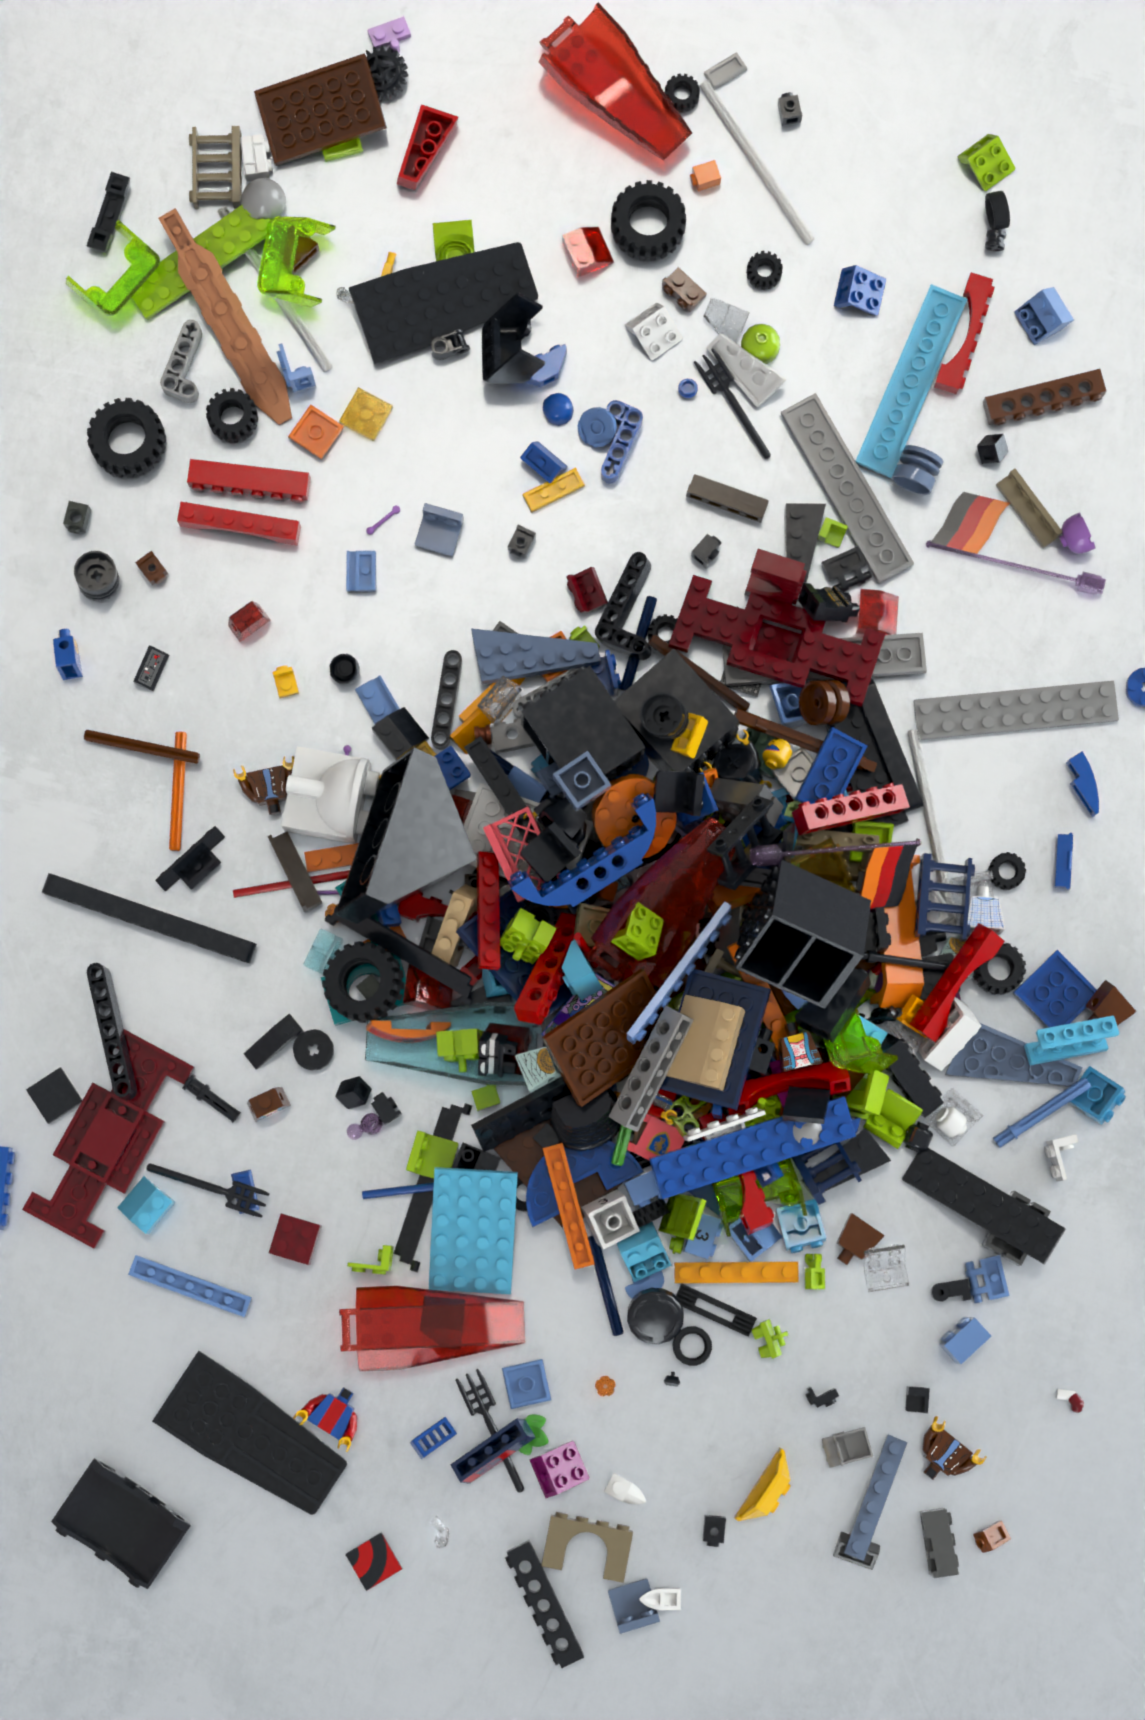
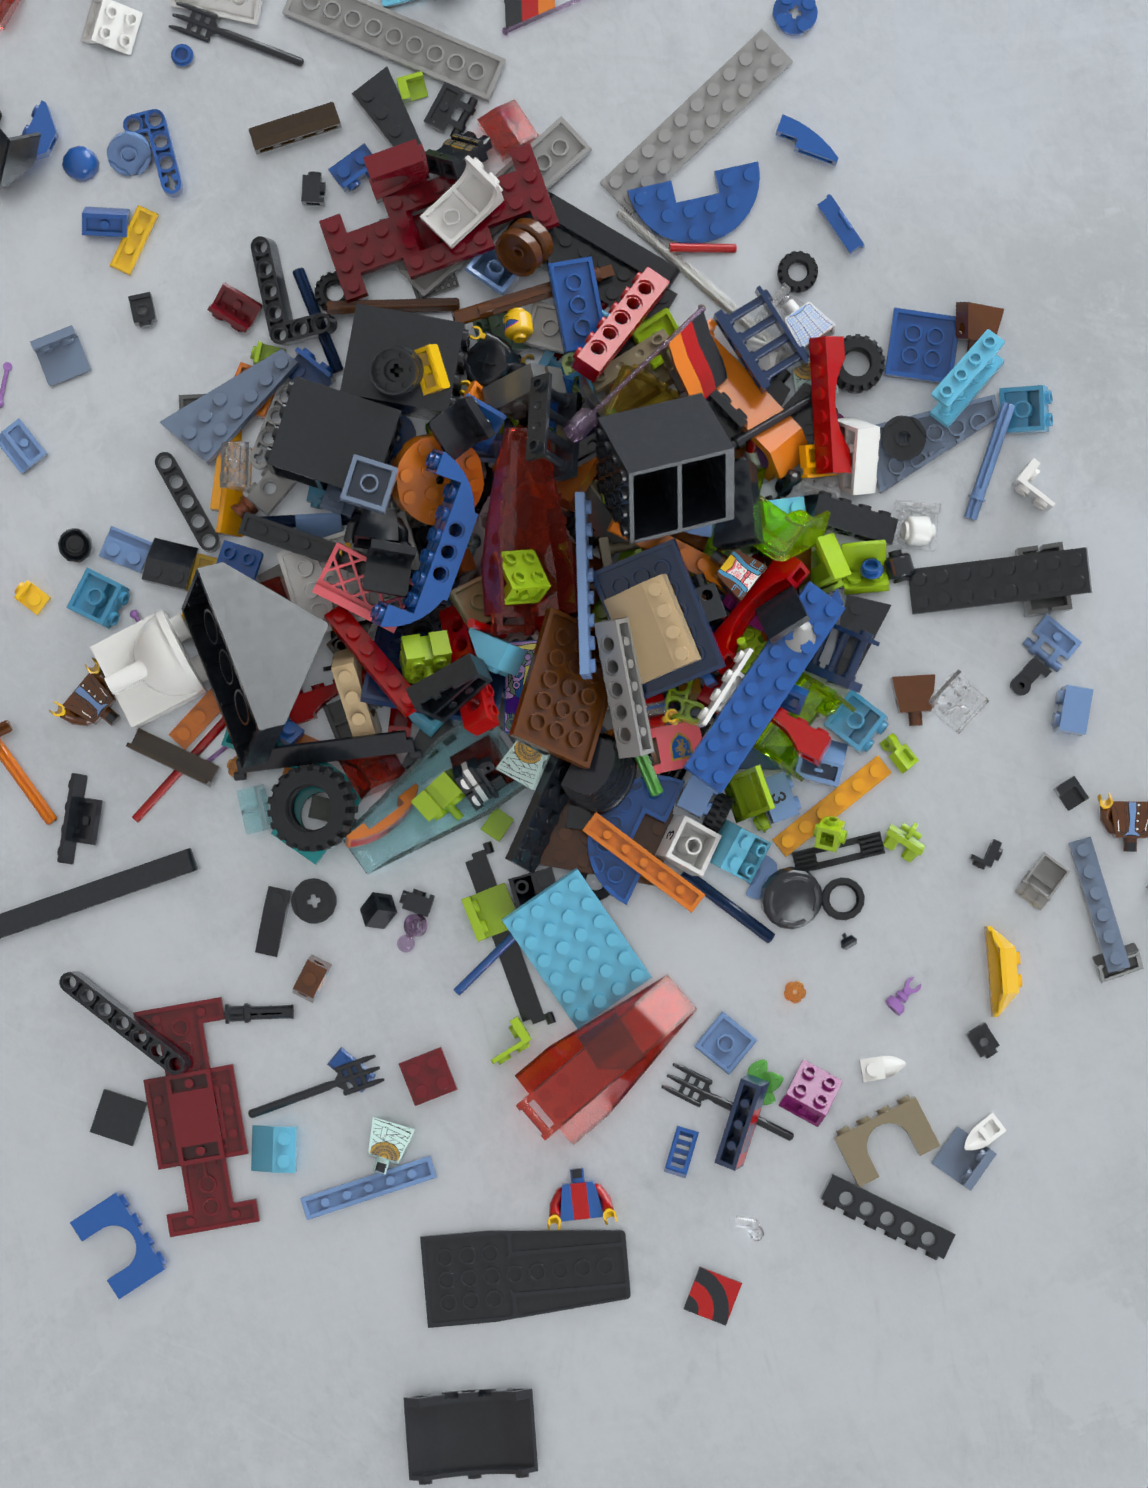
camera: 40 degrees left, 5 degrees up
(228, 1265) = (388, 1143): none -> light aqua torso
(331, 719) = (99, 598): none -> dark azure plate
(526, 970) = (450, 687): none -> black wedge
(671, 1451) = (895, 1003): none -> medium lavender piece
(719, 1291) = (830, 833): none -> lime brick
(742, 556) = (351, 169): none -> blue bracket
(805, 639) = (464, 204): none -> white bracket
(896, 1123) = (871, 569): none -> blue plate
(951, 801) = (702, 247): none -> red bar
(967, 780) = (703, 217): none -> blue plate
(1000, 1039) = (903, 425): none -> black plate

